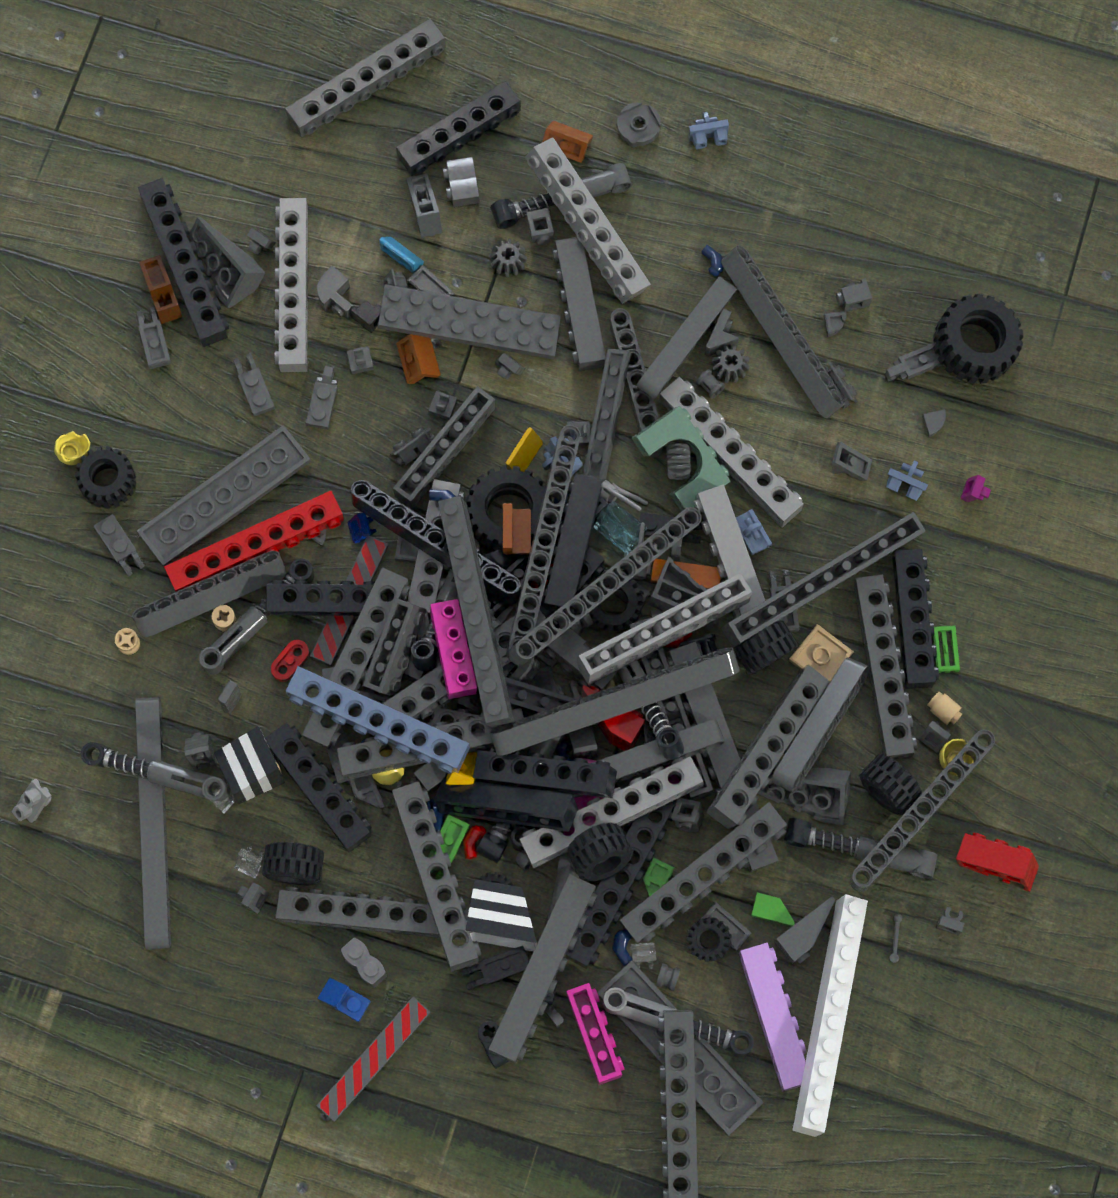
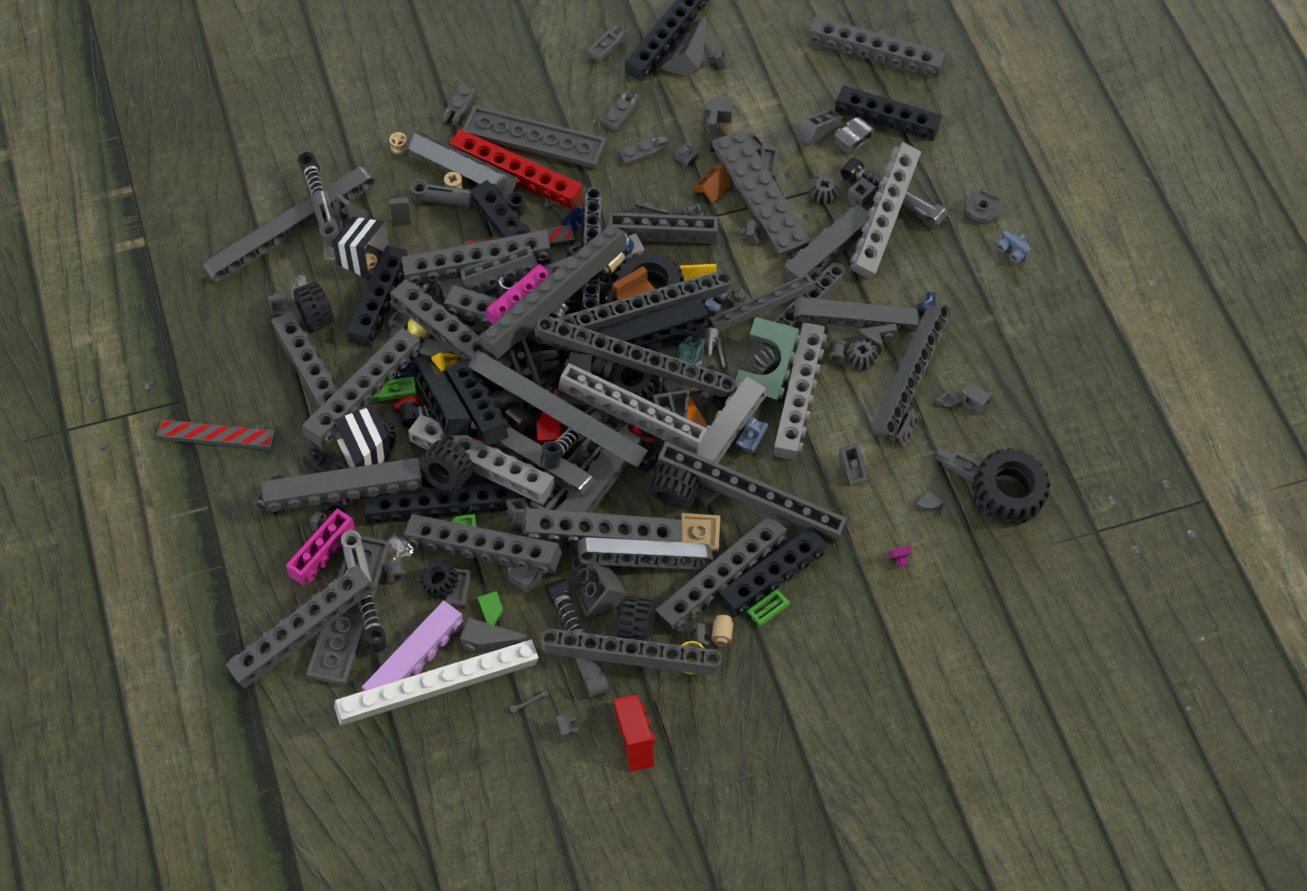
camera: 55 degrees right, 15 degrees down
(32, 802) = (255, 153): light grey hips -> none
(71, 448) = (500, 44): light yellow hair -> none
(93, 465) = (493, 79): black tyre -> none
(160, 289) = (641, 27): reddish brown slope -> none
(289, 660) = (452, 232): red plate -> none
(292, 210) = (700, 91): light grey brick -> none
(305, 680) = (440, 286): sand blue brick -> none
(344, 999) = (245, 396): blue slope -> none
(369, 967) = (277, 388): flat silver brick -> none
(400, 254) = (776, 132): dark azure slope -> none
(570, 140) = (934, 174): dark orange panel -> none
(619, 946) = (397, 530): dark blue arm -> none
(896, 478) = (867, 501): sand blue hips -> none

